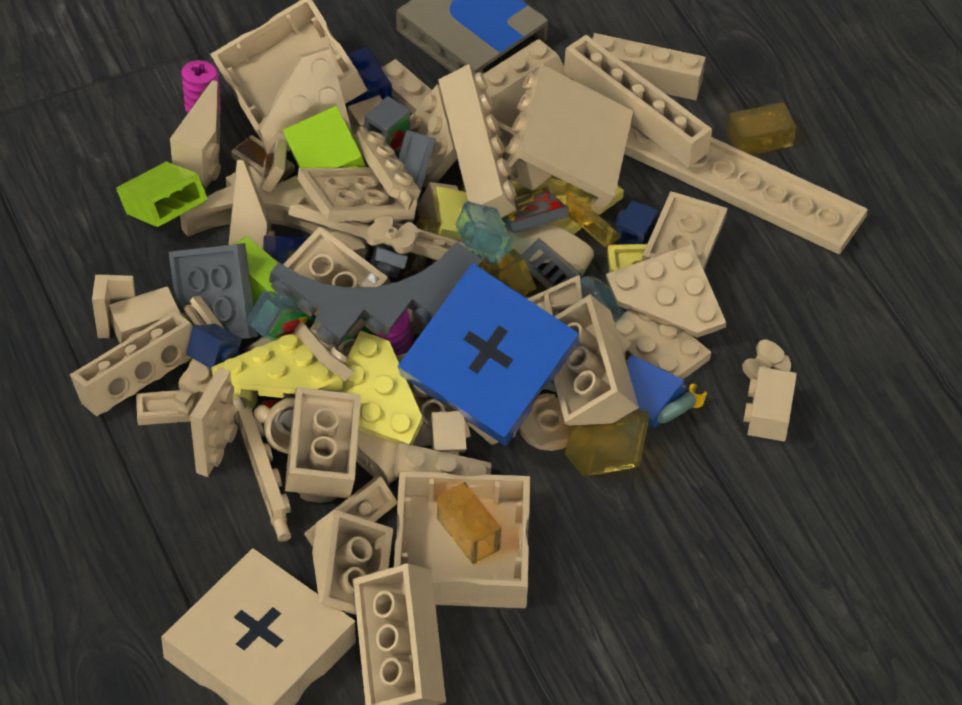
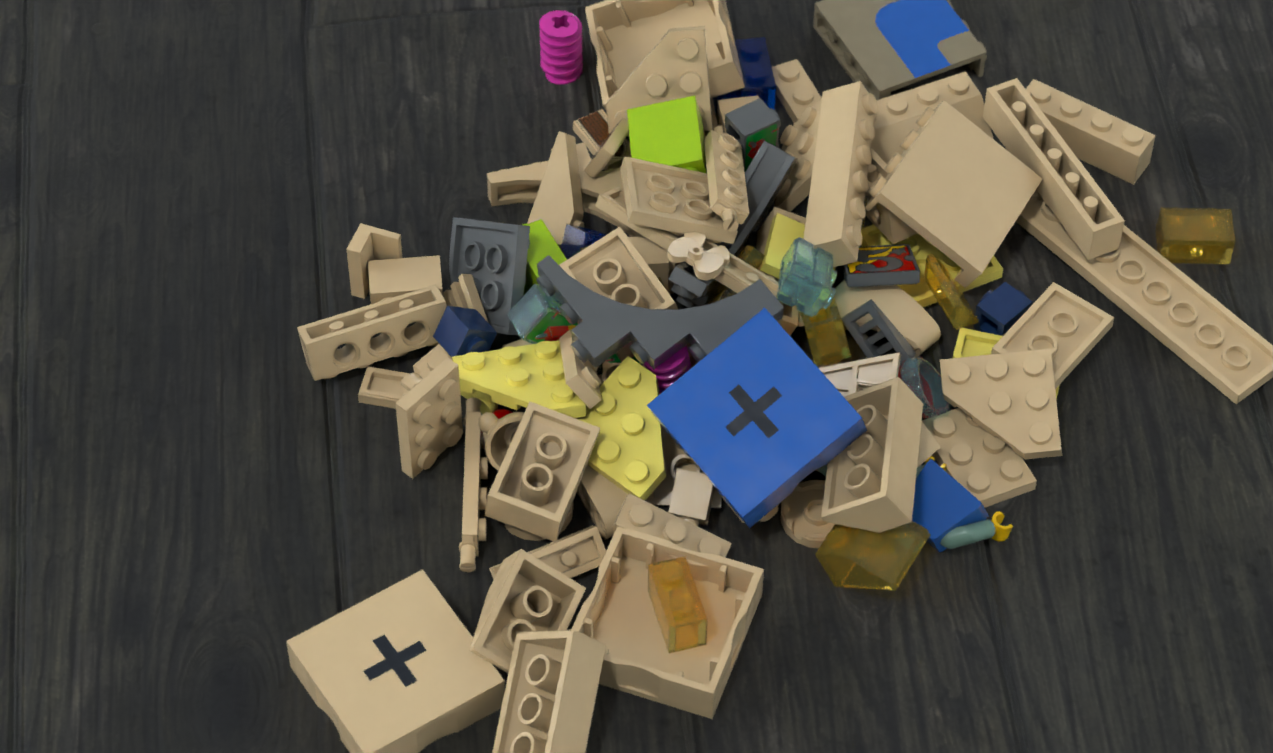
camera: 20 degrees right, 0 degrees up
(162, 194) = (473, 151): lime brick -> none
(197, 138) = (537, 100): tan slope -> none
(768, 356) = (1104, 501): tan piece -> none
(771, 403) = (1082, 557): tan brick -> none

